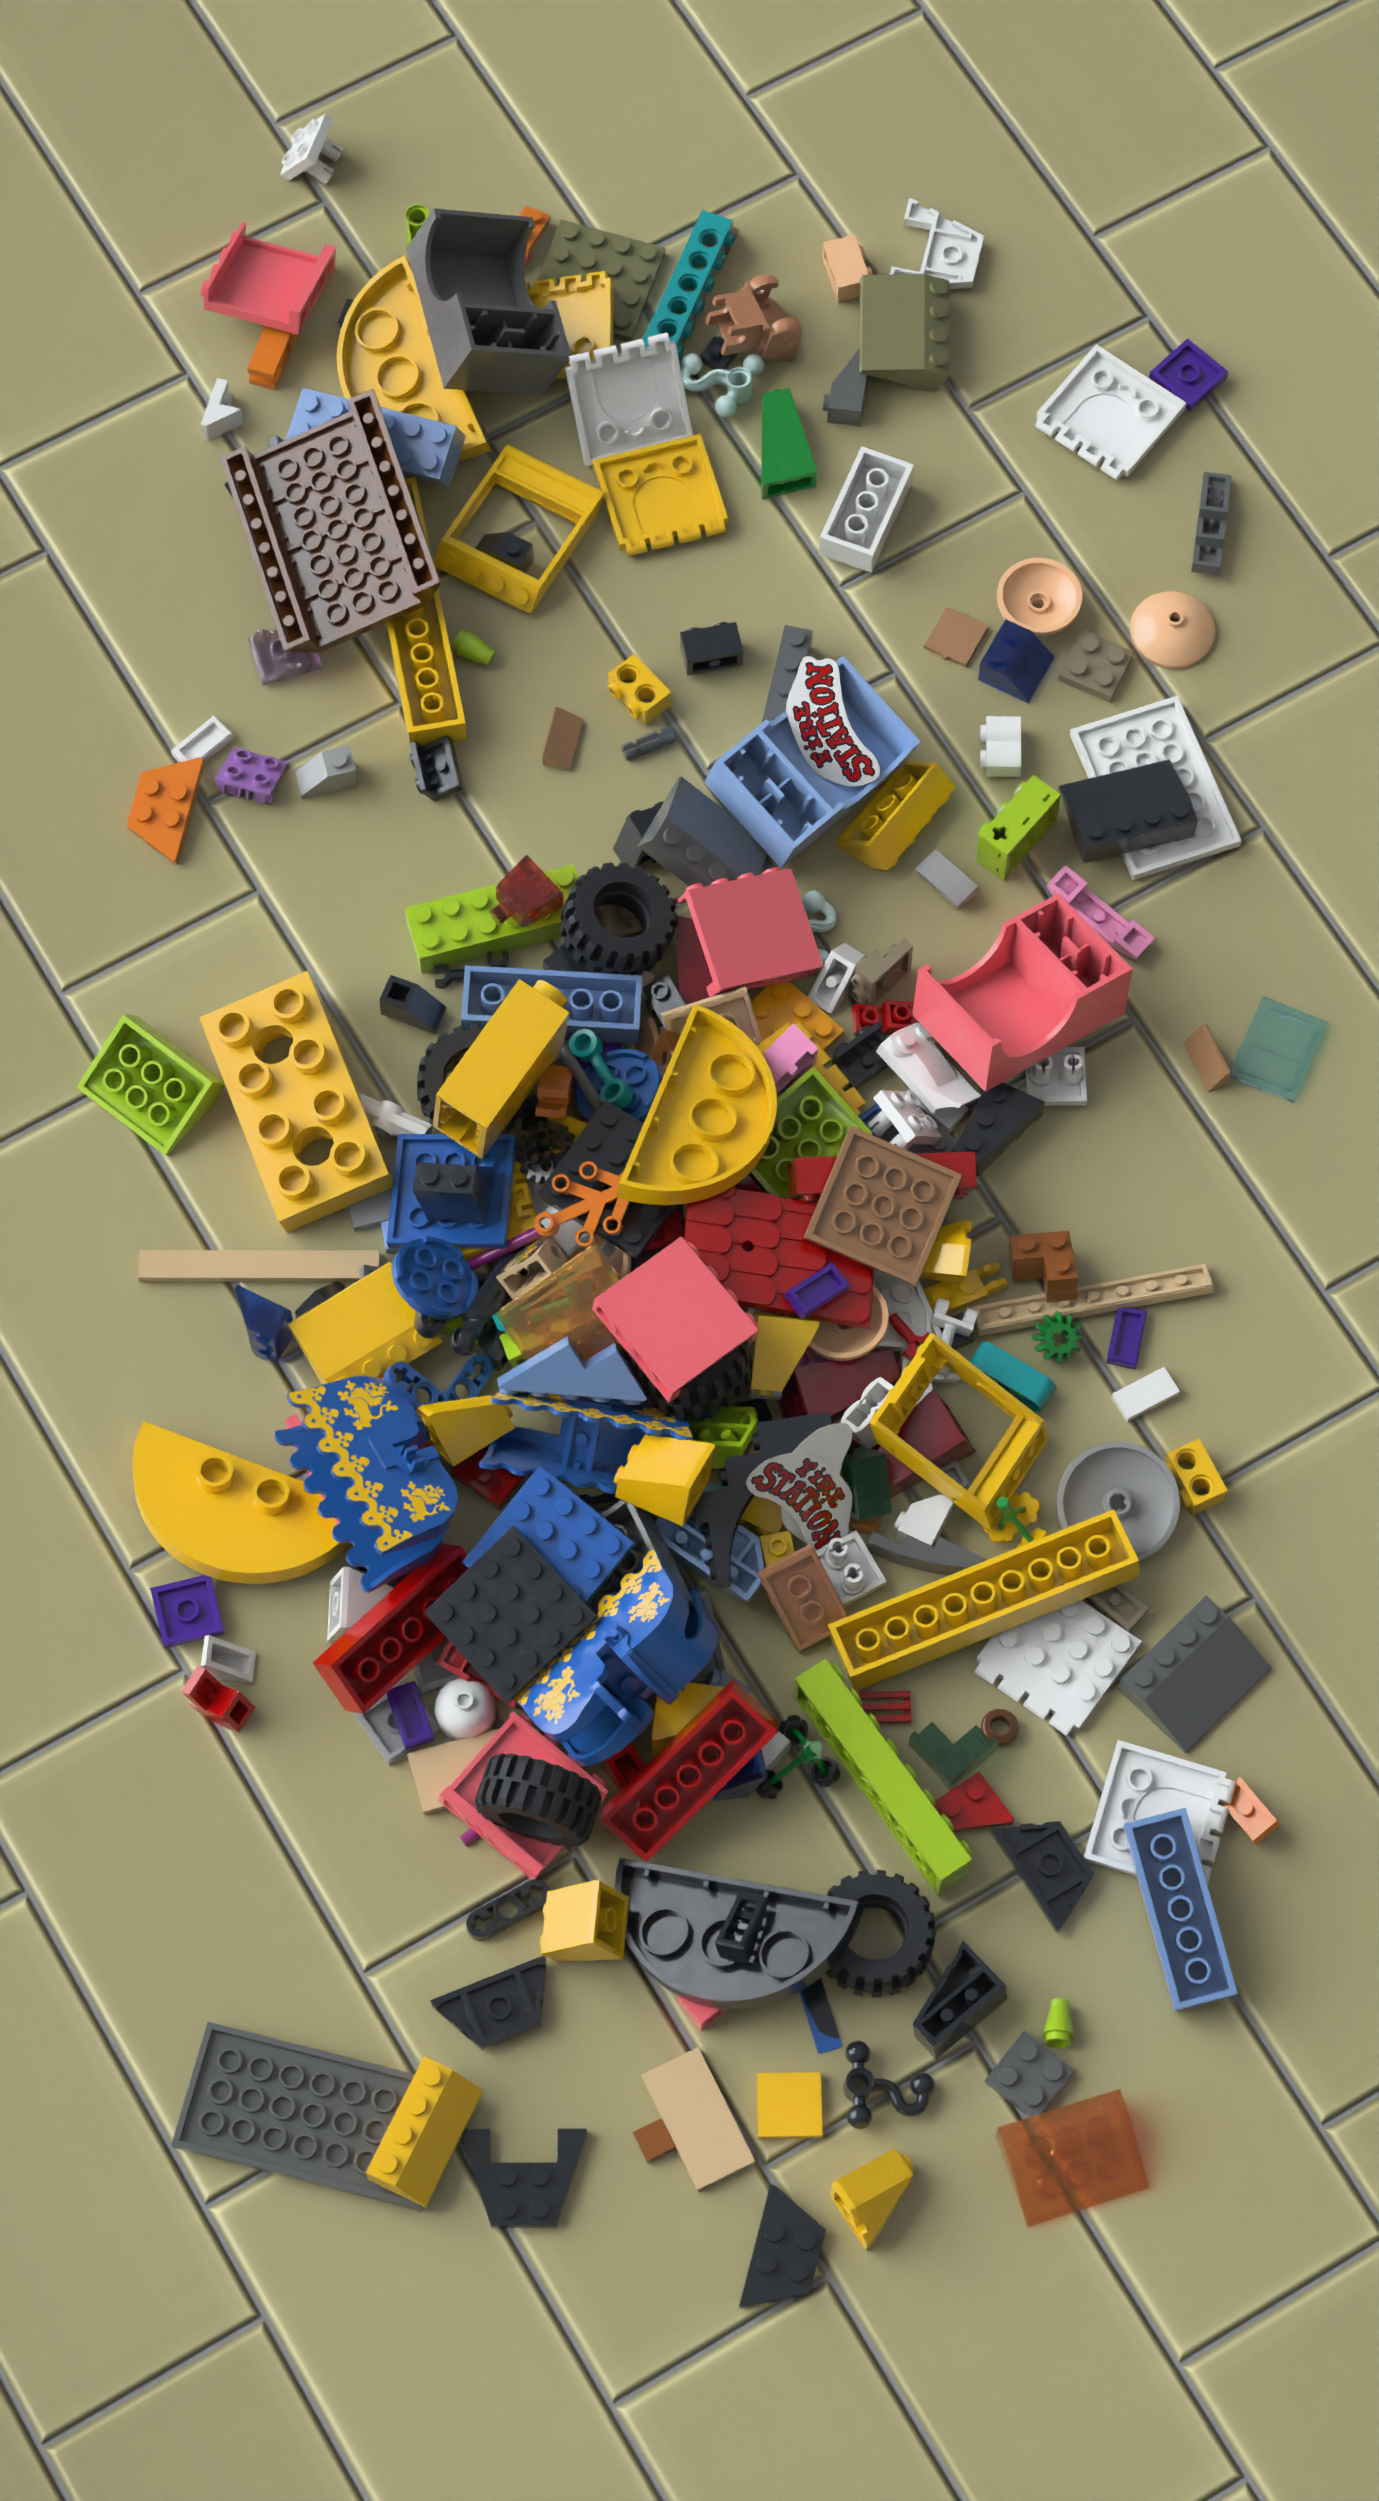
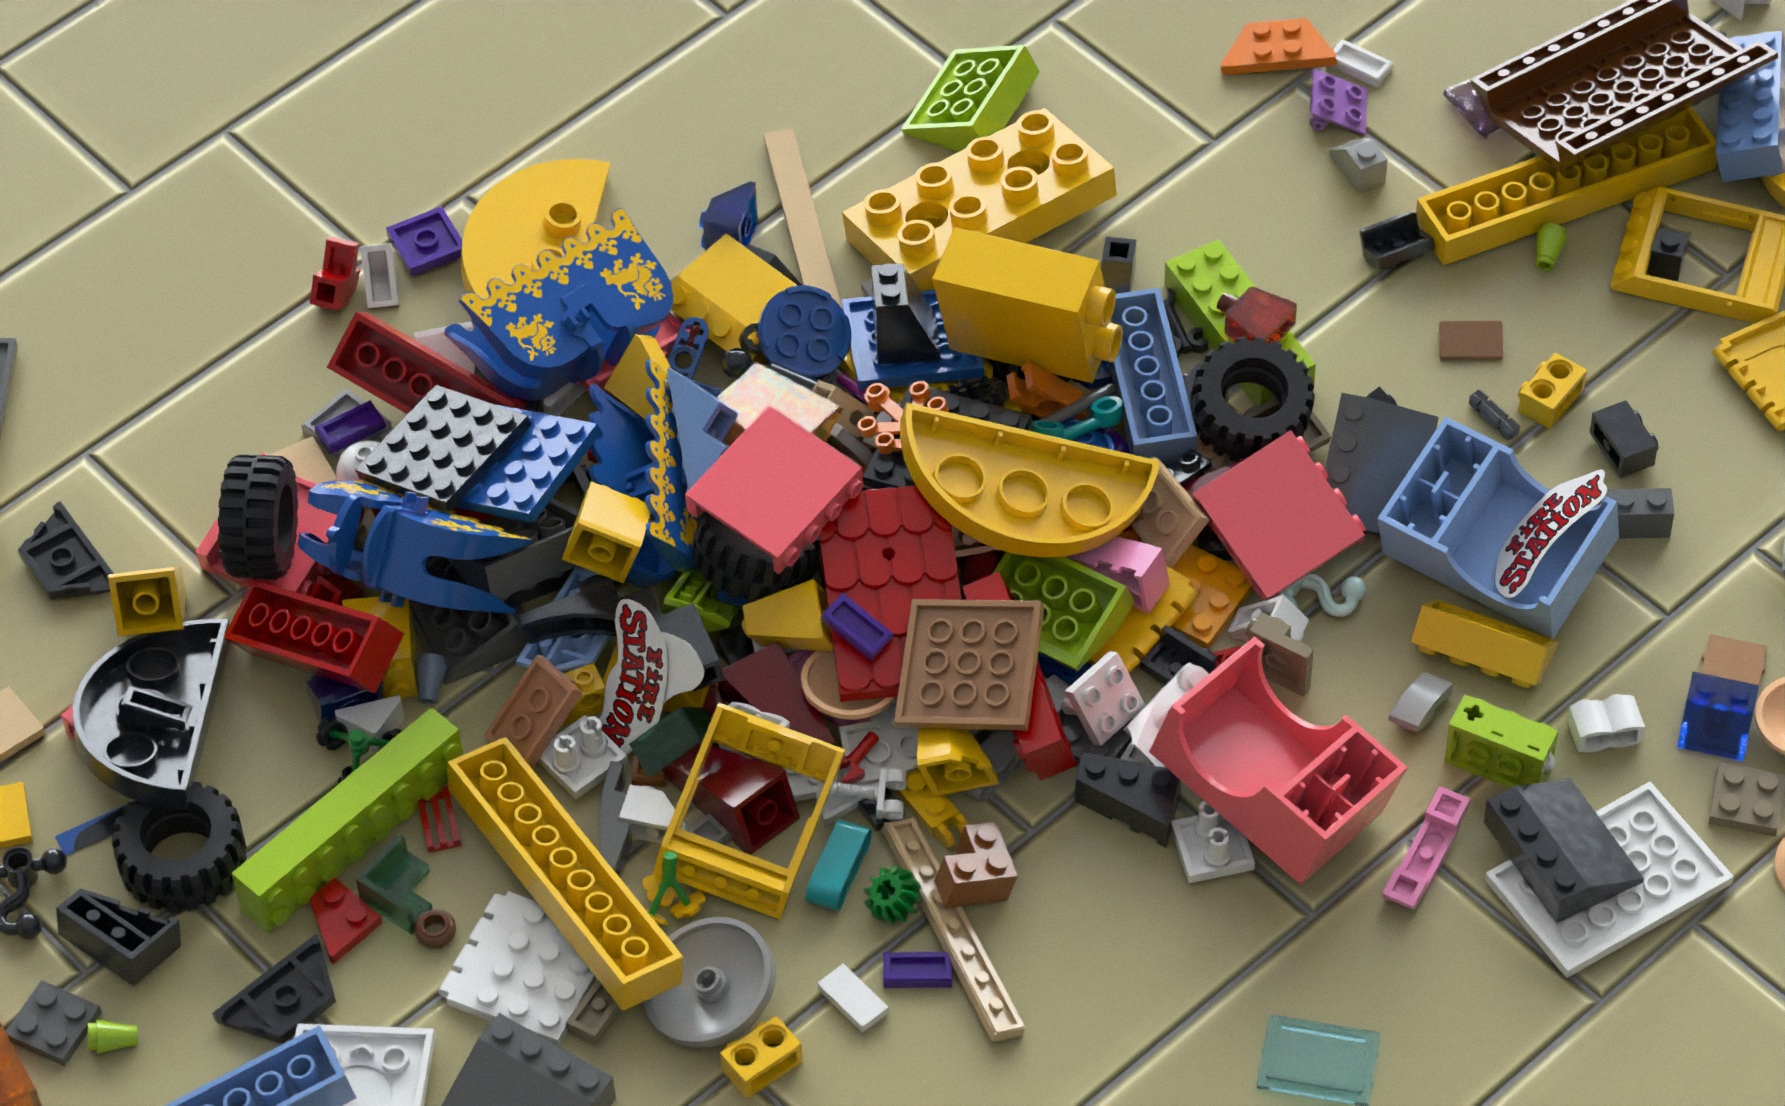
camera: 80 degrees right, 15 degrees down
(505, 1923) = (162, 537): black beam -> none
(1207, 1058) = (1281, 990): medium nougat slope -> none

